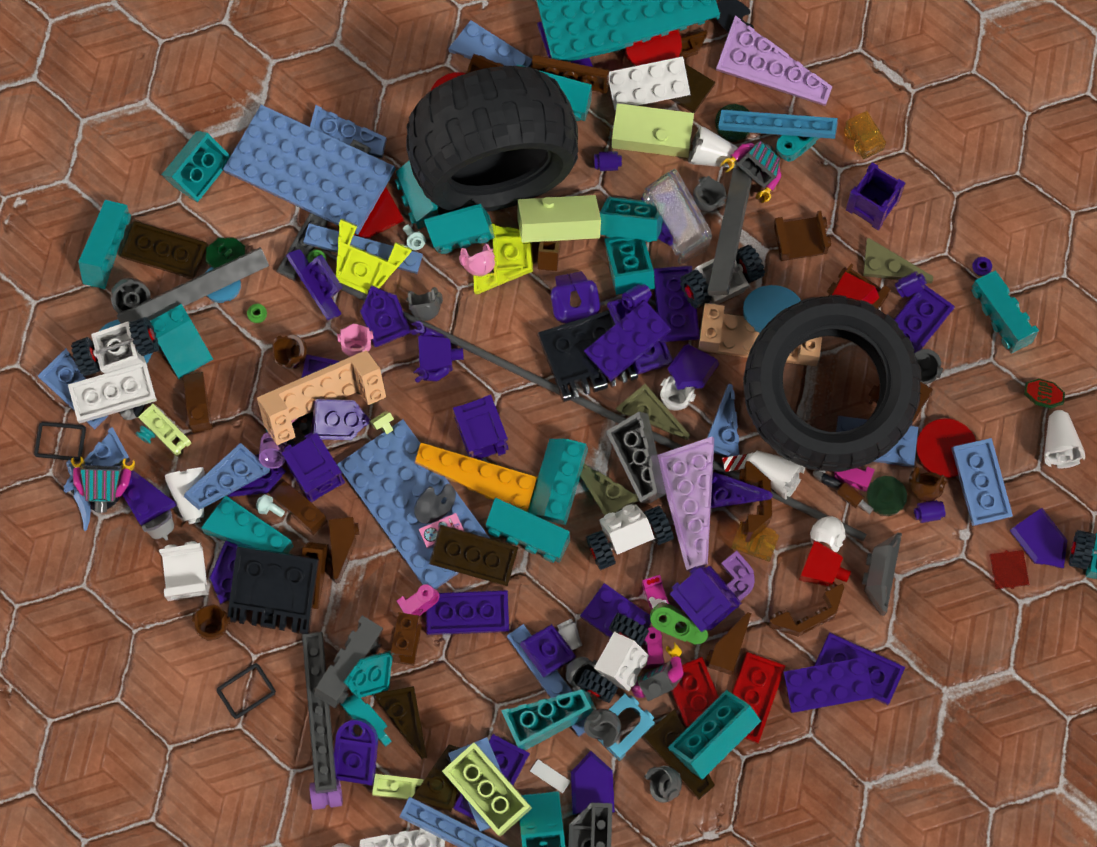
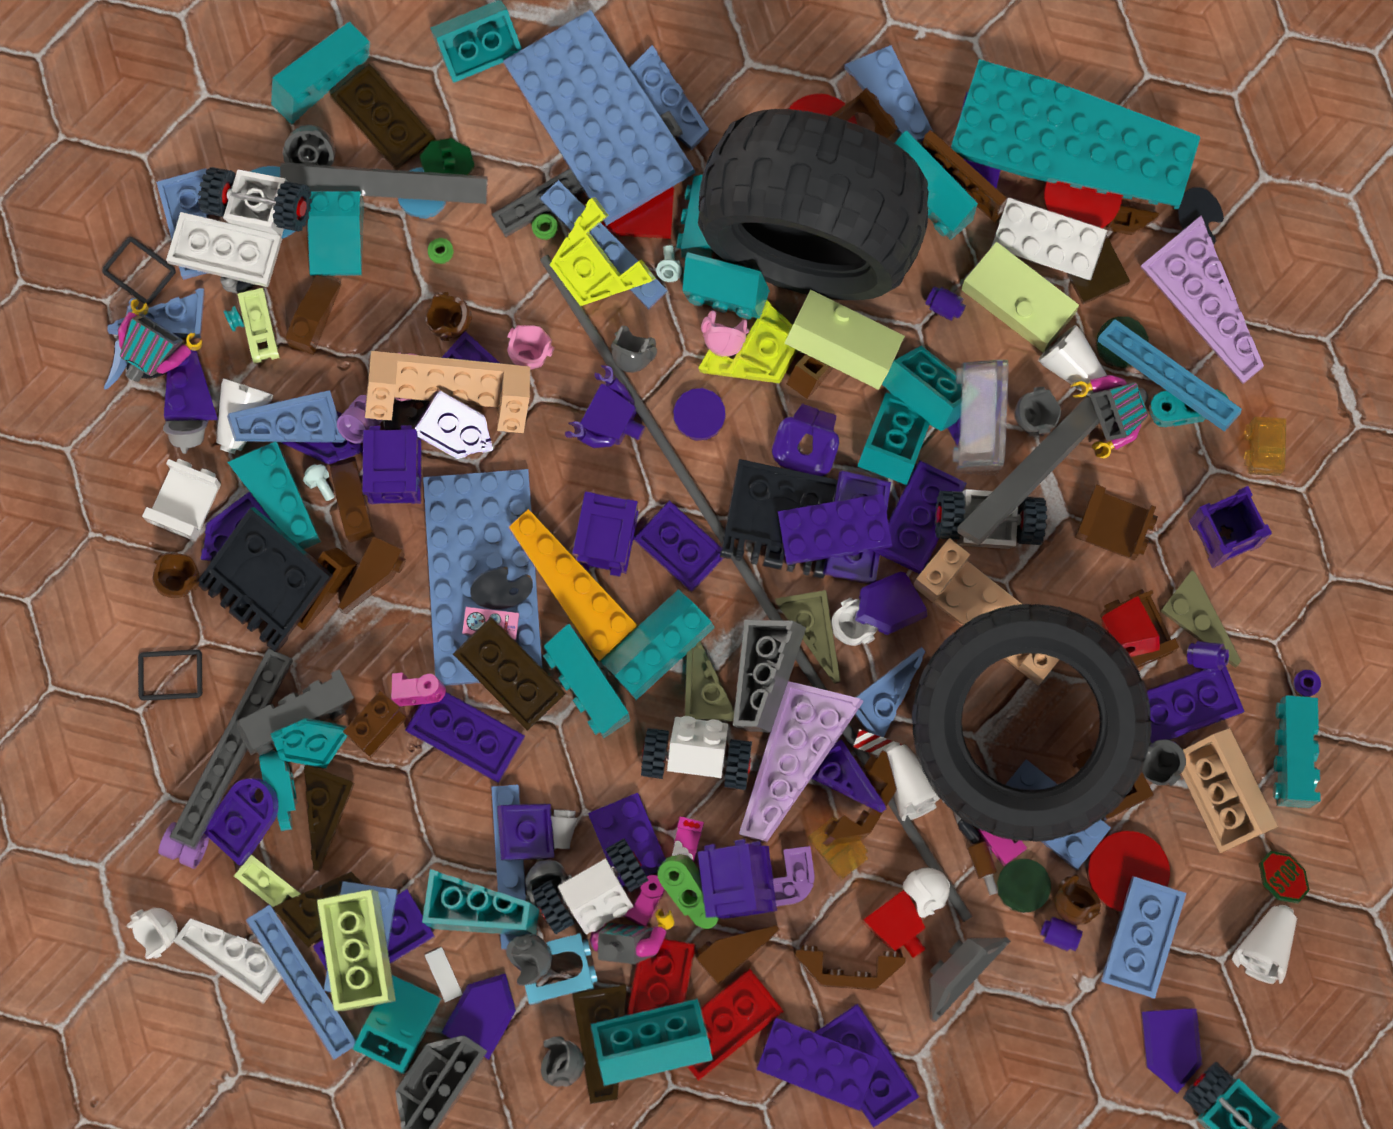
camera: 30 degrees right, 5 degrees up
(318, 280) = (528, 254): dark purple bracket -> none
(382, 421) = (502, 458): yellowish green tile -> none
(384, 316) = (578, 338): dark purple tile -> none
(492, 320) = (699, 414): none -> dark purple tile
(532, 411) = (679, 546): none -> dark purple tile
(636, 296) = (876, 483): dark purple brick -> none
(766, 303) = (1026, 581): dark azure tile -> none
(975, 362) = (1226, 791): none -> light nougat slope
(1009, 569) = (1112, 1057): clear red piece -> none

